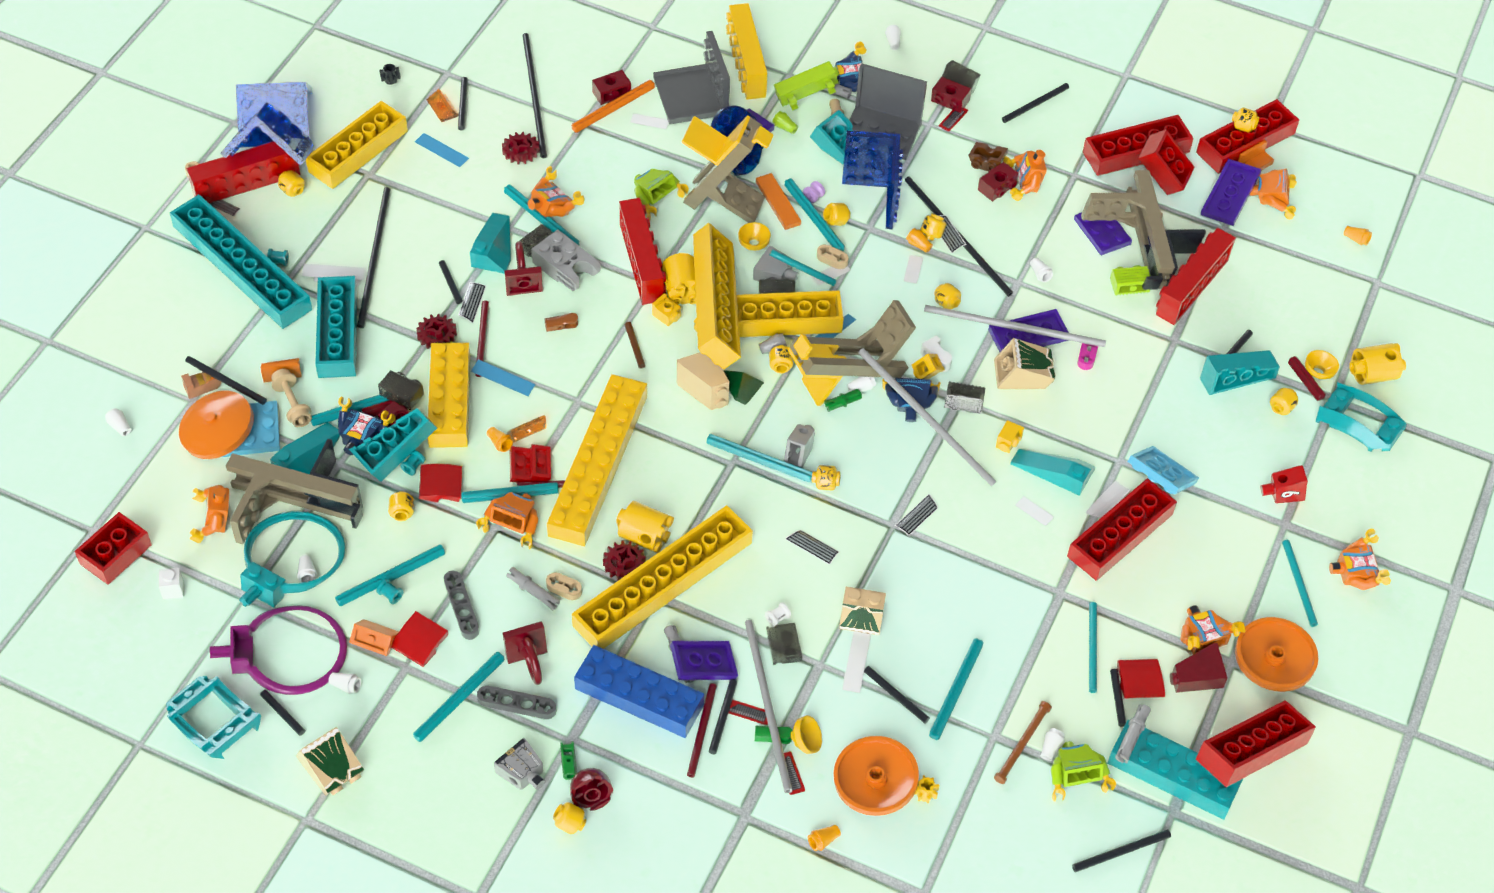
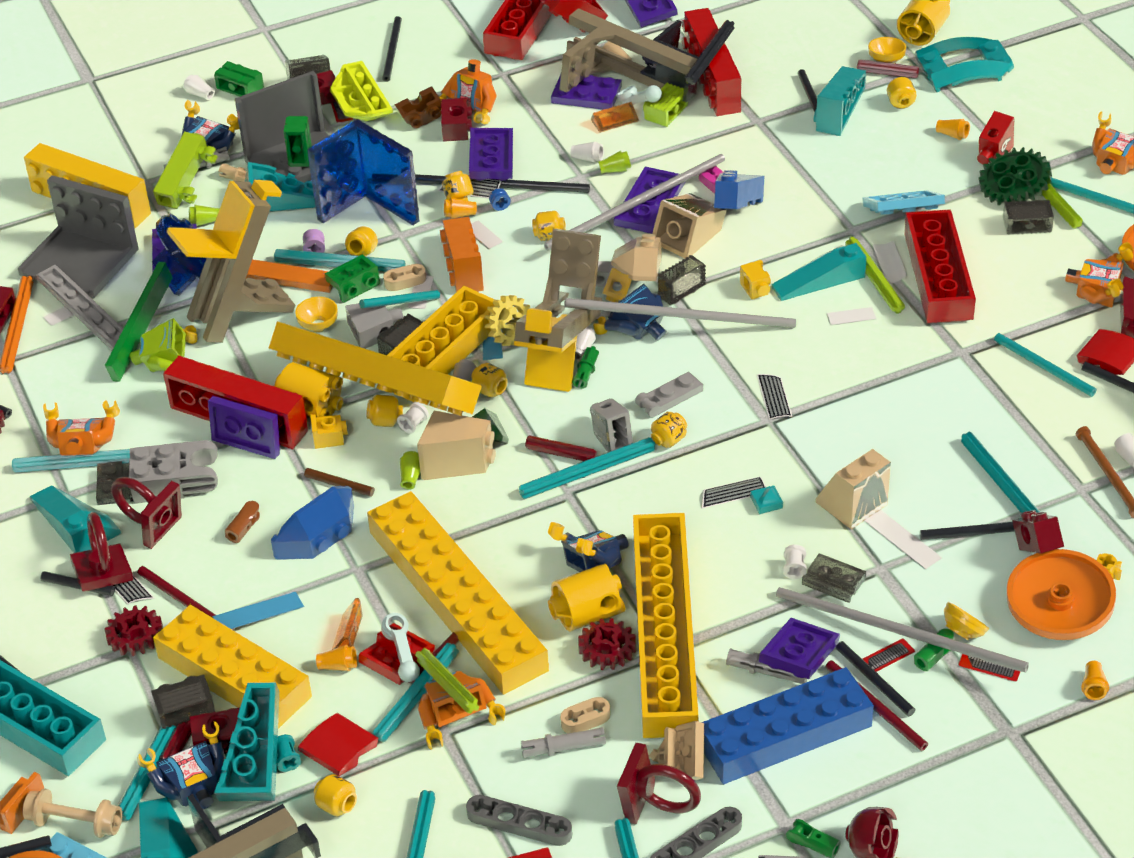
camera: 45 degrees left, 10 degrees down
(468, 281) = (103, 563): none -> dark red tile
(514, 500) = (447, 680): none -> lime axle
(519, 477) = (408, 669): none -> light aqua piece
(571, 651) = (683, 749): none -> tan slope
(588, 358) = (316, 525): none -> blue wedge
(625, 269) = (244, 427): none -> dark purple plate
(653, 127) = (81, 305): none -> light grey tile
(654, 161) = (138, 321): none -> green tile
(669, 373) = (409, 469): none -> lime cone
(684, 502) = (589, 549): none -> dark blue torso
(761, 433) = (559, 448): none -> dark red axle
(802, 232) = (354, 277): none -> green bracket
(820, 567) = (766, 499): none -> teal tile
(828, 330) = (503, 313): none -> light yellow gear
(862, 458) = (669, 394): none -> light grey plate
(876, 270) = (463, 254): none -> orange wedge
(881, 117) = (297, 140): none -> green brick
(914, 730) = (1038, 532): none -> dark red brick
(920, 51) = (238, 79): none -> green brick
(947, 255) = (497, 195): none -> blue bush
(954, 364) = (639, 258): none -> tan wedge
(963, 117) = (359, 93): none -> neon yellow wedge
(983, 221) = (491, 153): none -> dark purple plate
(1047, 292) = (615, 163): none -> lime cone
(1074, 370) = (736, 190): none -> wedge
(1083, 499) = (880, 281): none -> lime axle
(1092, 262) = (614, 117): none -> clear orange slope
(1120, 254) = (630, 94): none -> light aqua piece
(1185, 268) = (709, 52): none -> black axle
(1229, 551) = (1028, 217): none -> clear smoke brick
(1262, 520) = (1015, 176): none -> dark green gear
(1272, 550) = (1062, 207): none -> lime axle
(1281, 455) = (954, 128): none -> light orange cone

